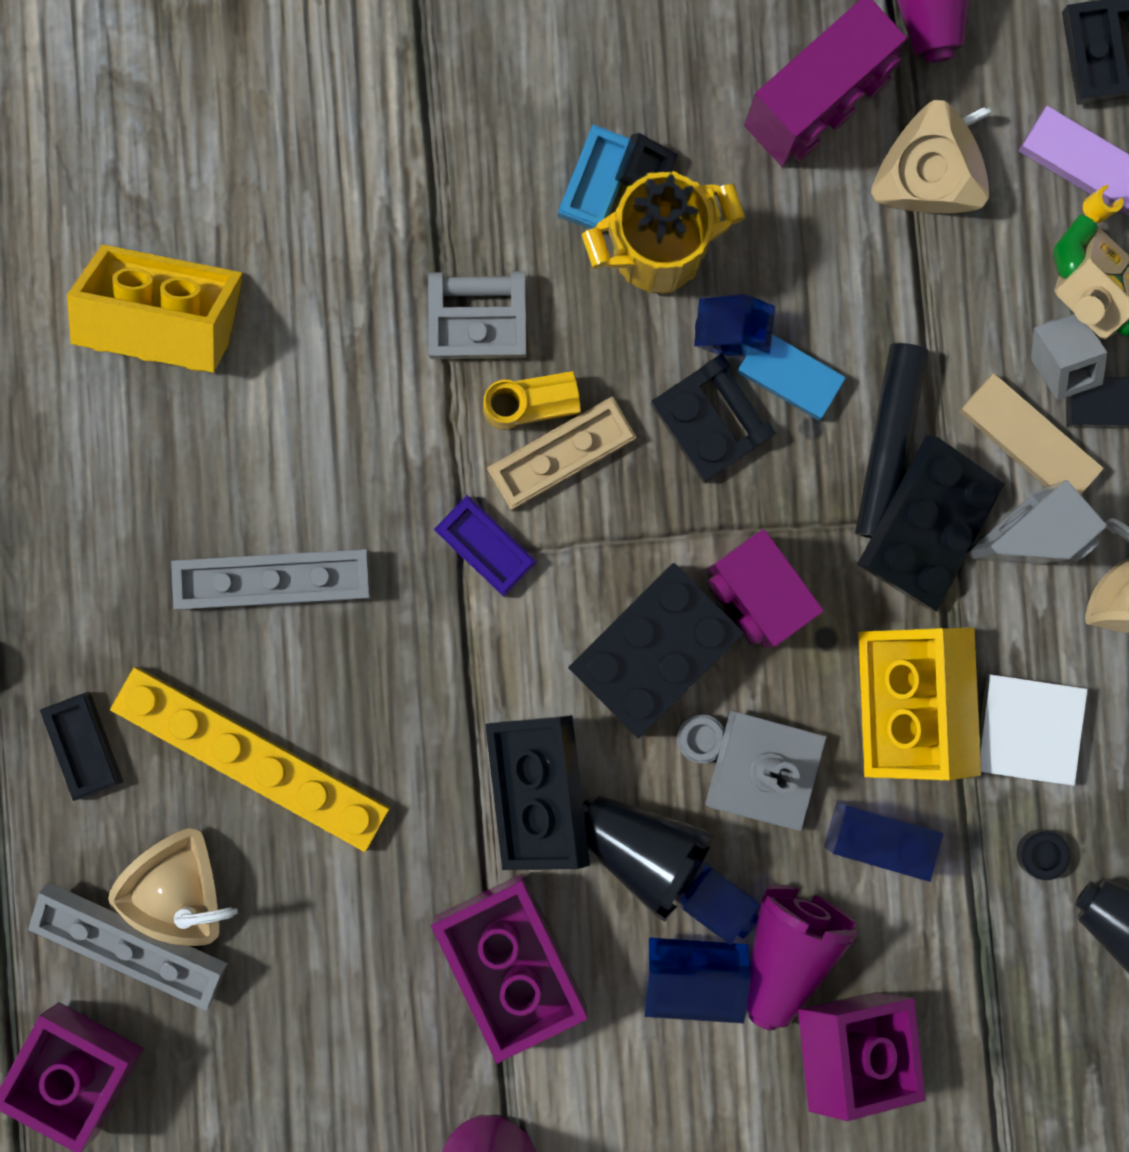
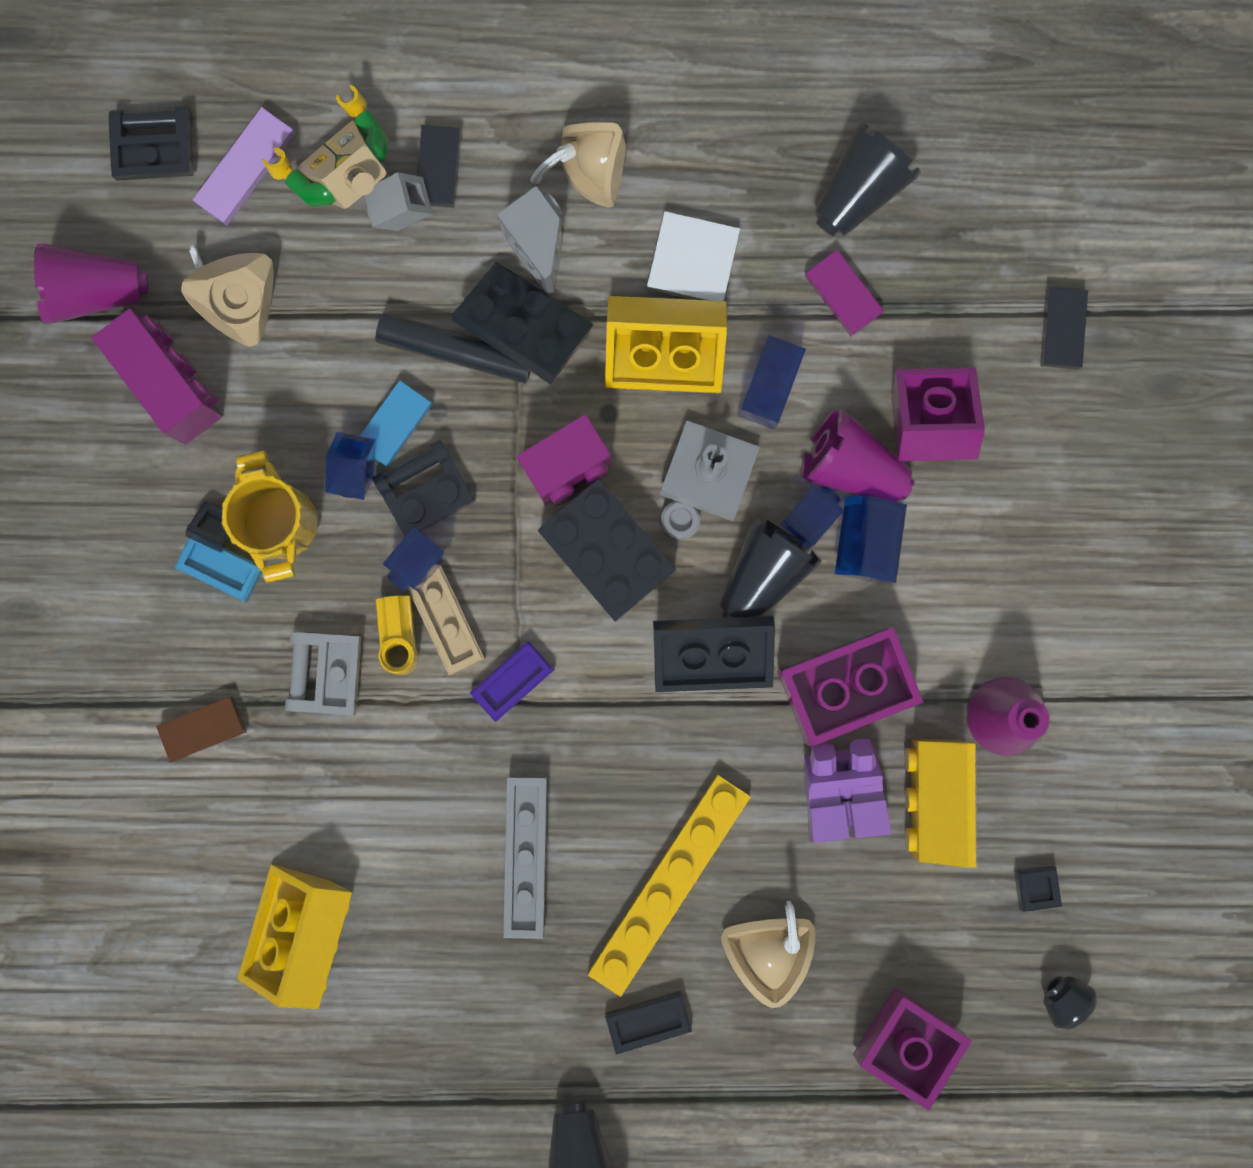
camera: 90 degrees left, 0 degrees up
(115, 943) = (808, 1004): light grey plate -> none
(374, 1095) = (942, 802): none -> yellow slope
(398, 174) = (201, 729): none -> reddish brown tile
(399, 967) = (840, 776): none -> medium lavender hips
(623, 413) = (414, 561): none -> clear blue brick
(665, 192) = (251, 502): black gear -> none
(1004, 923) = (844, 293): none -> magenta tile
(1028, 436) = (459, 238): tan tile -> none
(1043, 854) = (792, 257): black tile -> none

